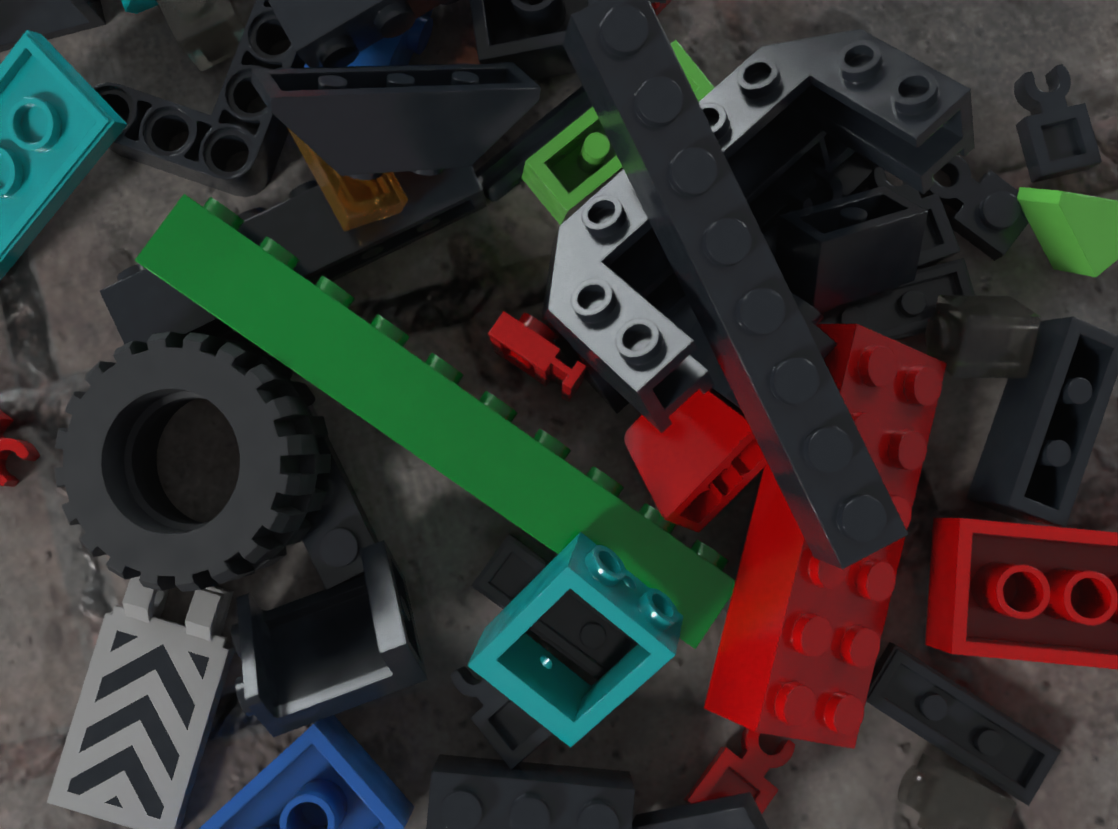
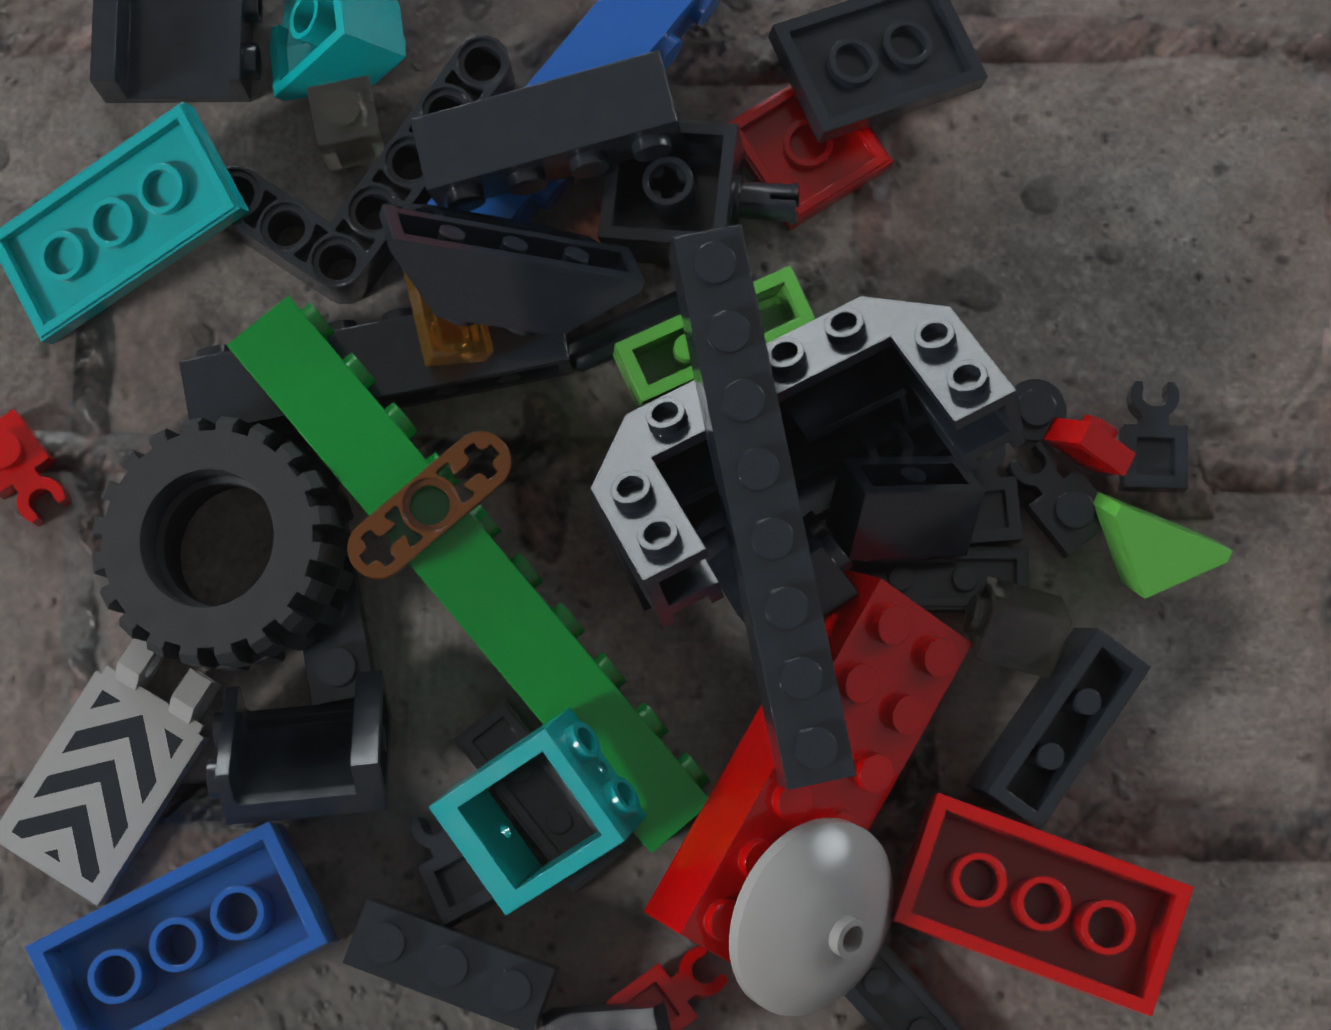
camera: 20 degrees right, 5 degrees down
(403, 317) = (458, 461): none -> reddish brown beam
(531, 349) = (576, 527): red plate -> none
(697, 460) = (698, 668): red torso -> none
(874, 674) = (811, 917): none -> light grey dish
(1007, 144) = (1090, 444): none -> red plate

